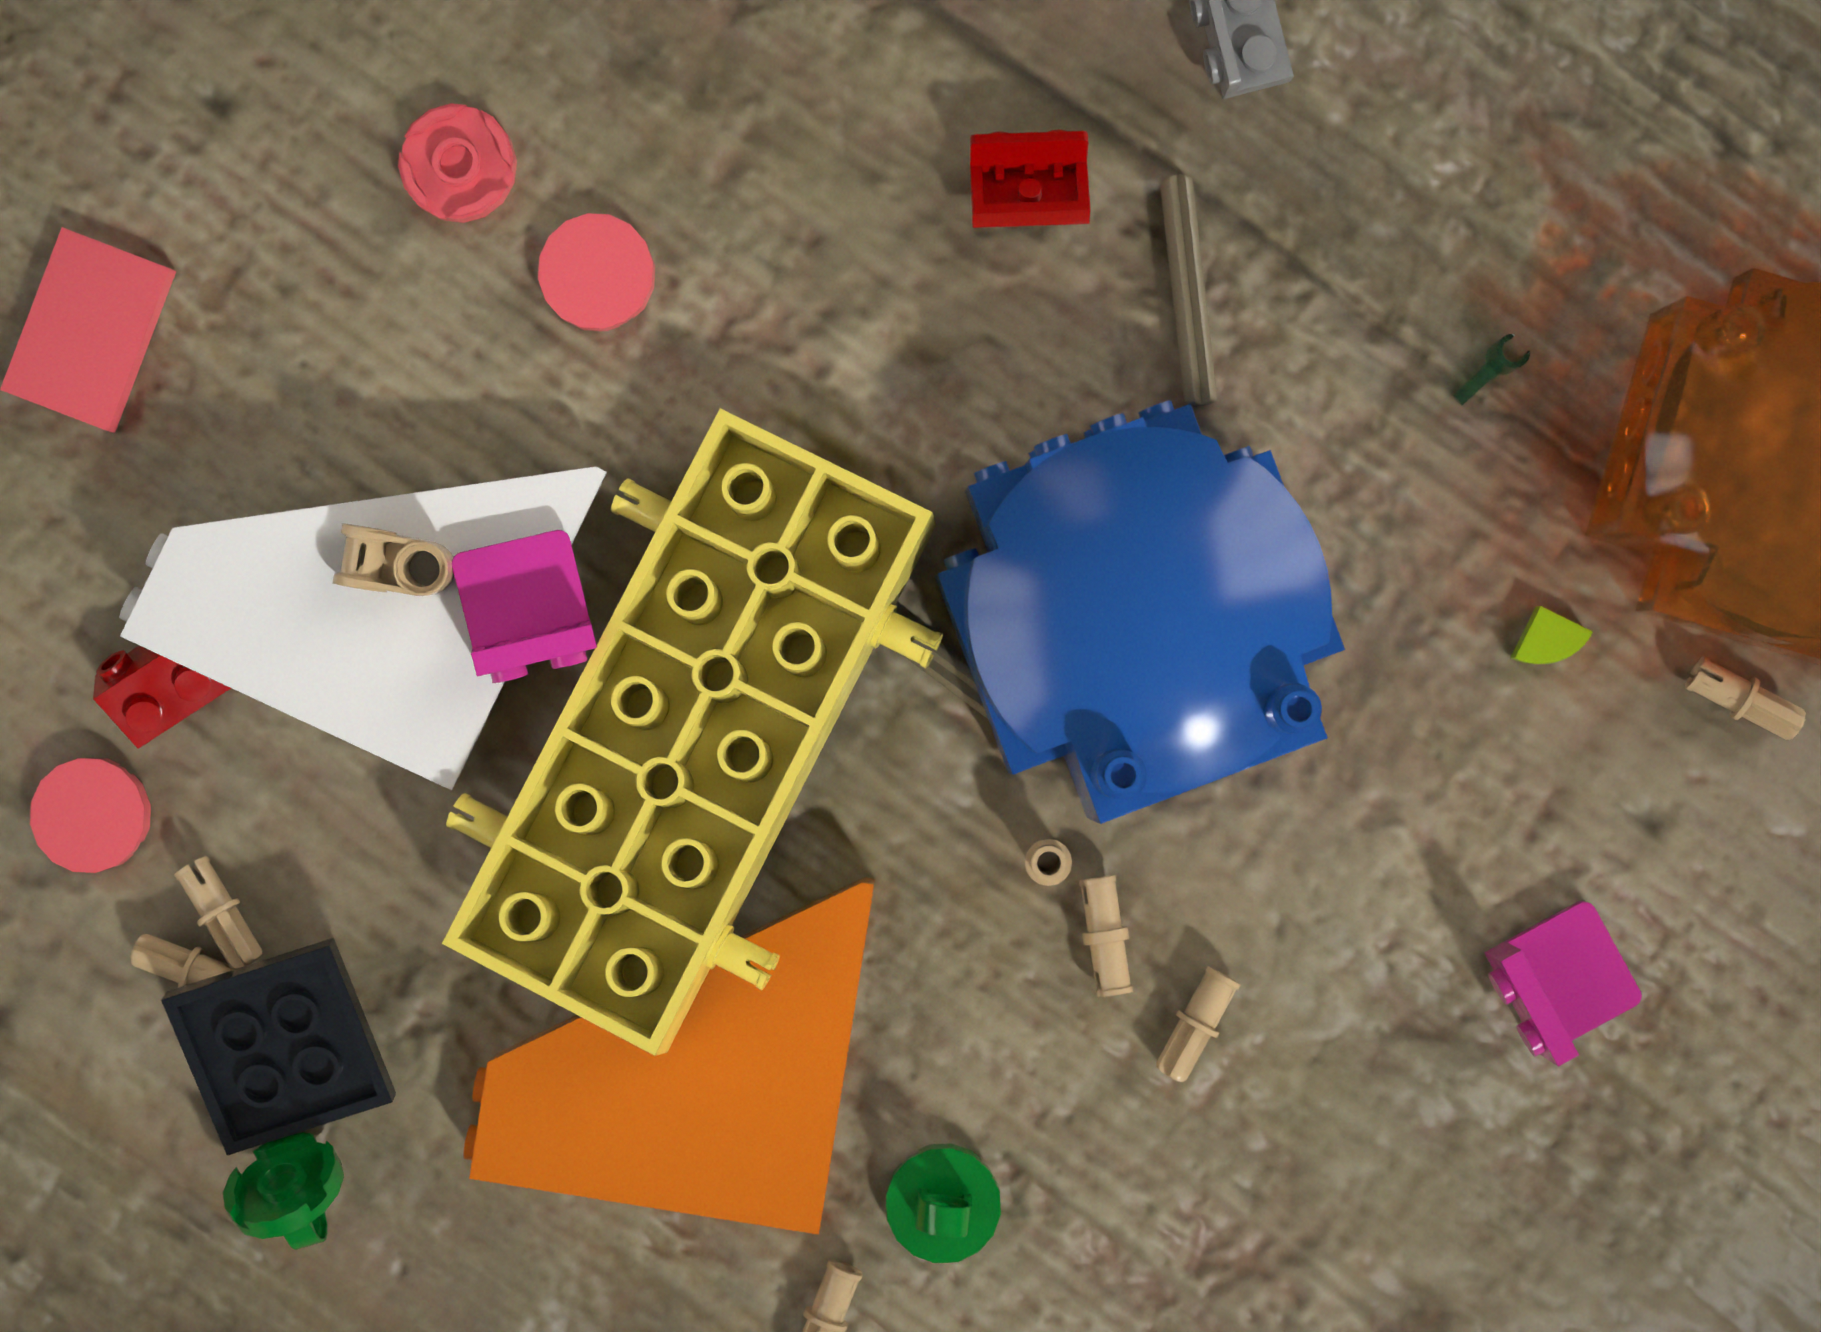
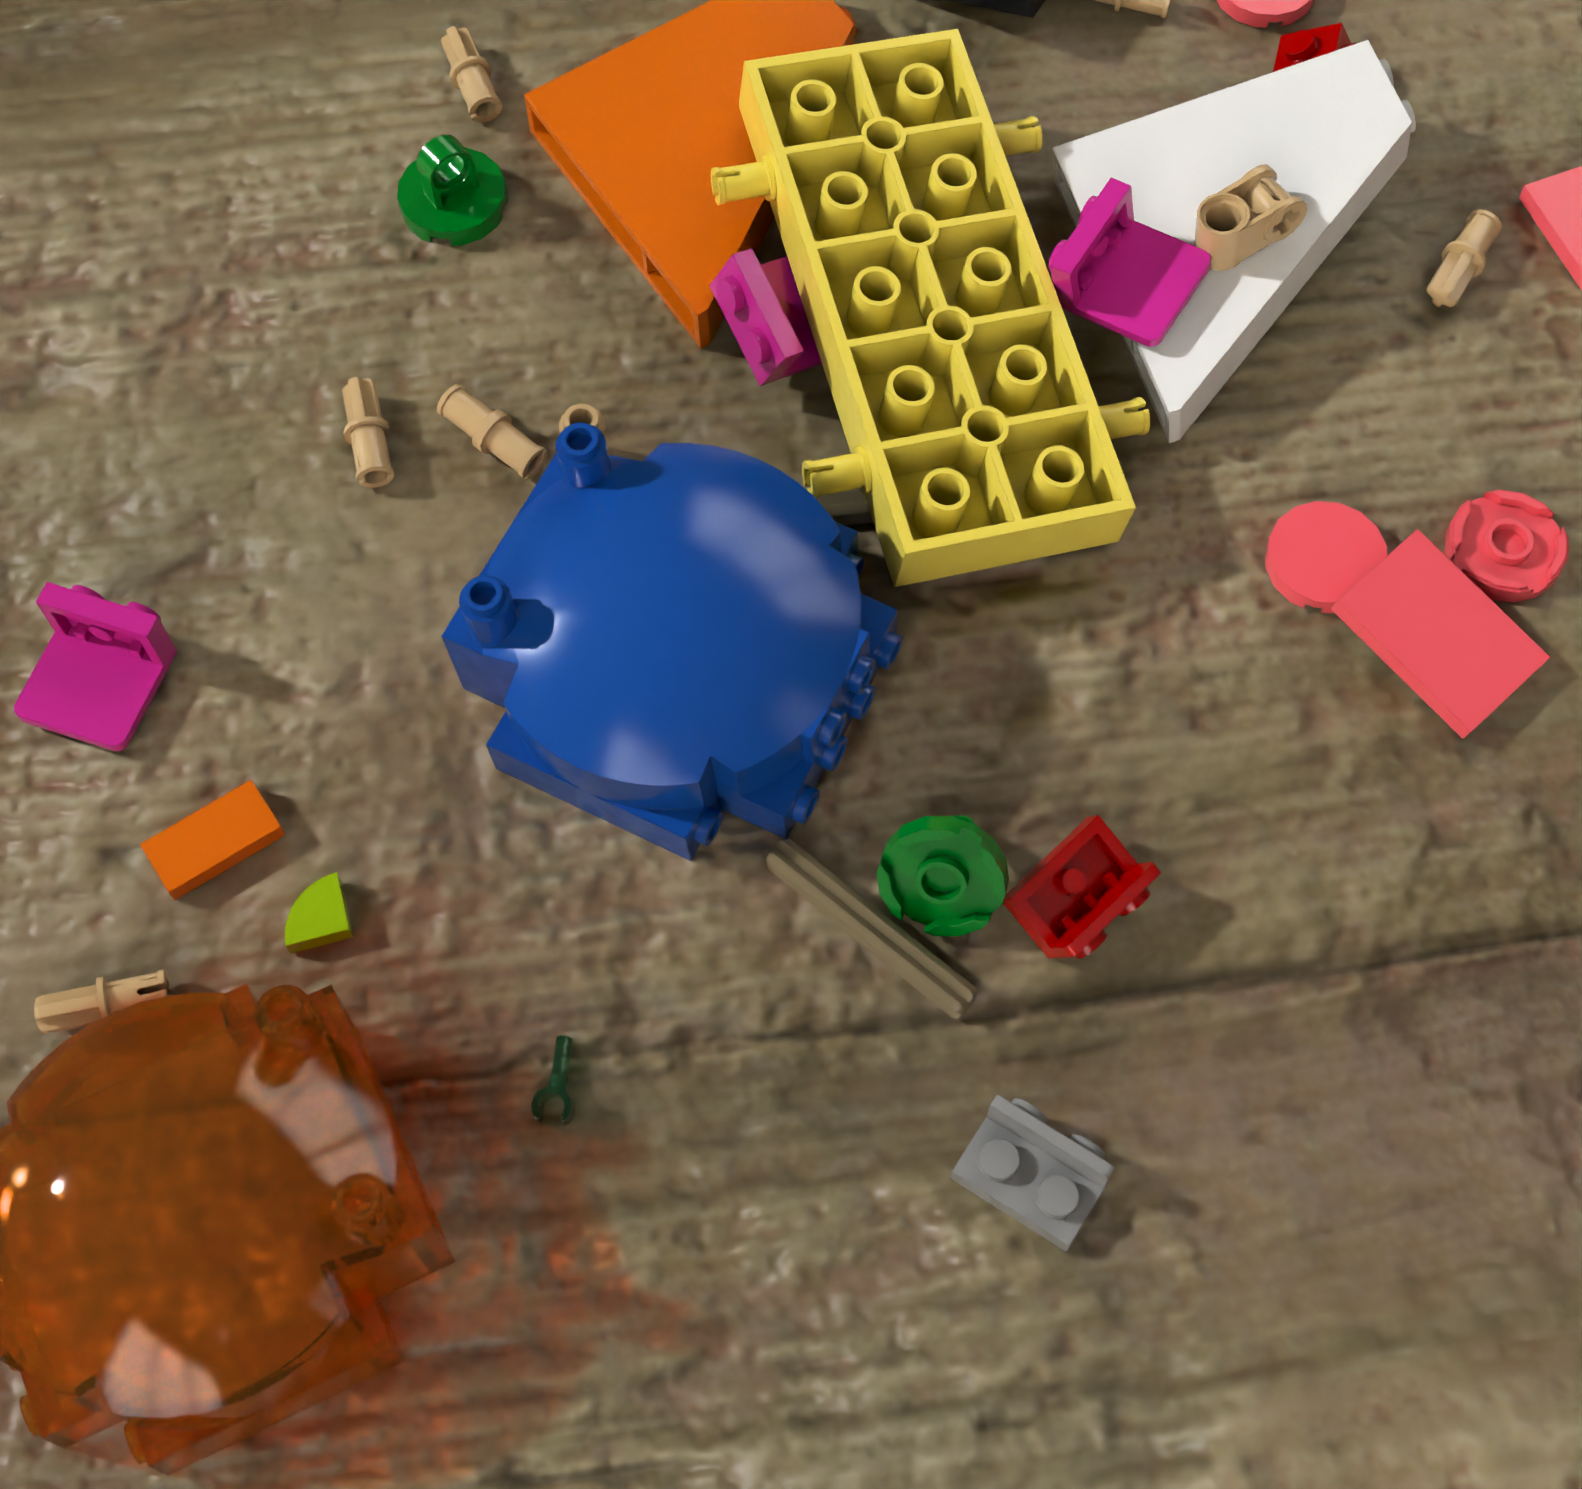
camera: 135 degrees right, 25 degrees down
(226, 413) = (1464, 258): none -> tan axle
(585, 137) = (1440, 633): none -> coral tile
(822, 834) = (766, 316): none -> dark pink bracket
(1116, 266) = (943, 874): none -> green tile
(1576, 766) = (212, 840): none -> orange tile

